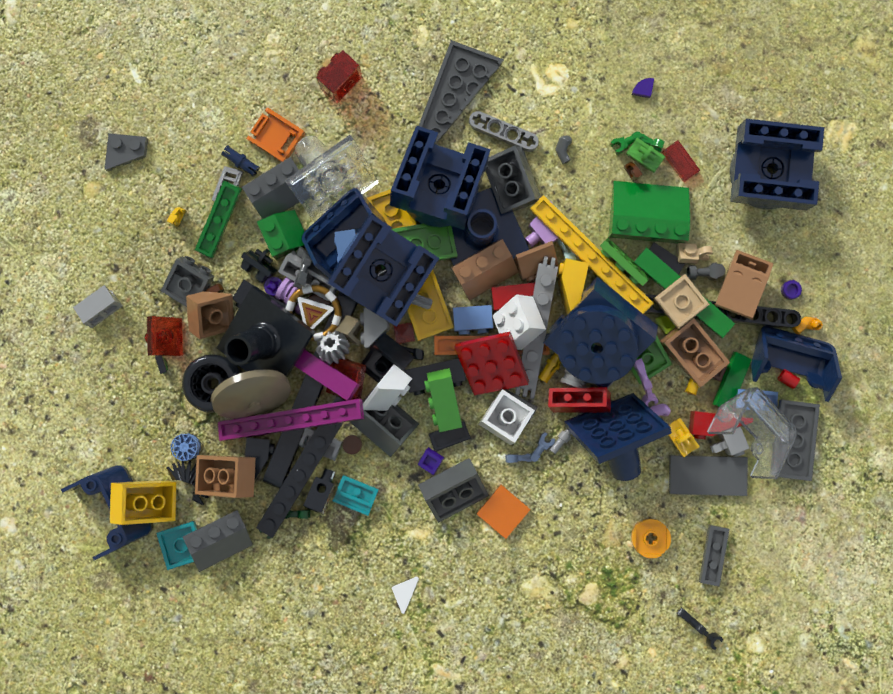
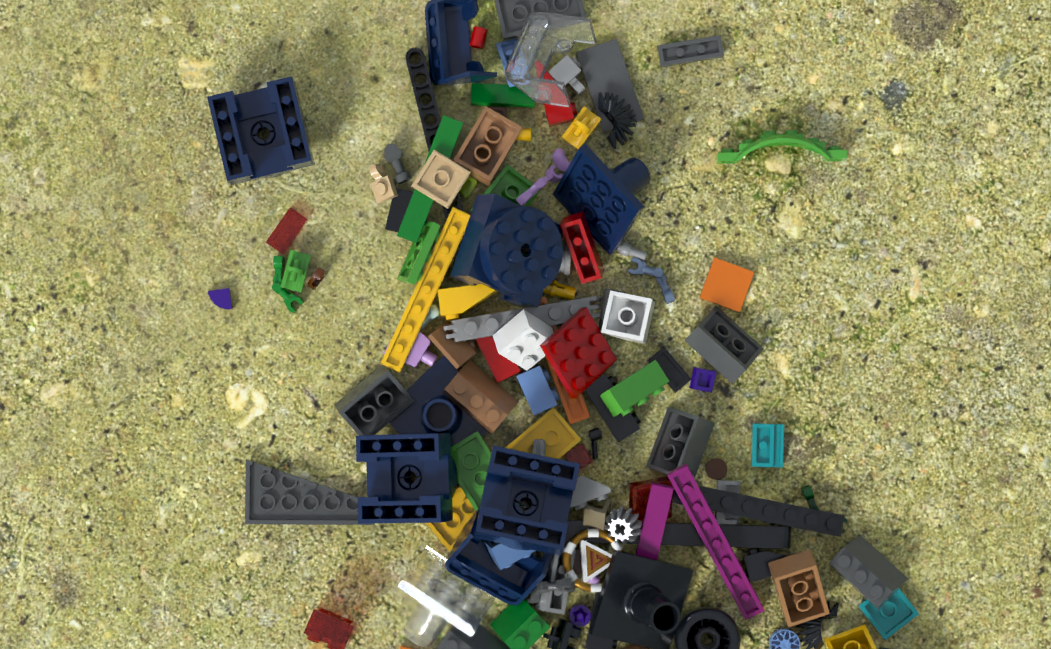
camera: 110 degrees left, 0 degrees up
(250, 394) = (704, 592): dark tan dish -> none
(285, 290) = (581, 599): lavender wheel -> none
(318, 501) = (788, 482): black torso -> none
(384, 355) = (615, 464): black slope -> none
(388, 390) = (646, 450): white slope -> none
(403, 592) = (849, 357): white sticker -> none
(504, 129) = (323, 431): light grey beam -> none
(561, 148) = (318, 363): dark grey arm -> none
(608, 612) = (790, 138): none -> bright green piece
(650, 212) = (354, 244): green slope -> none
(658, 546) = (702, 111): light orange plate -> none
(679, 471) = (617, 116): none -> black hair
(711, 638) = (776, 24): black piece -> none
(744, 284) = (398, 120): medium nougat slope -> none
(791, 289) = (382, 67): dark purple tile -> none
(808, 323) = (411, 37): light orange arm -> none

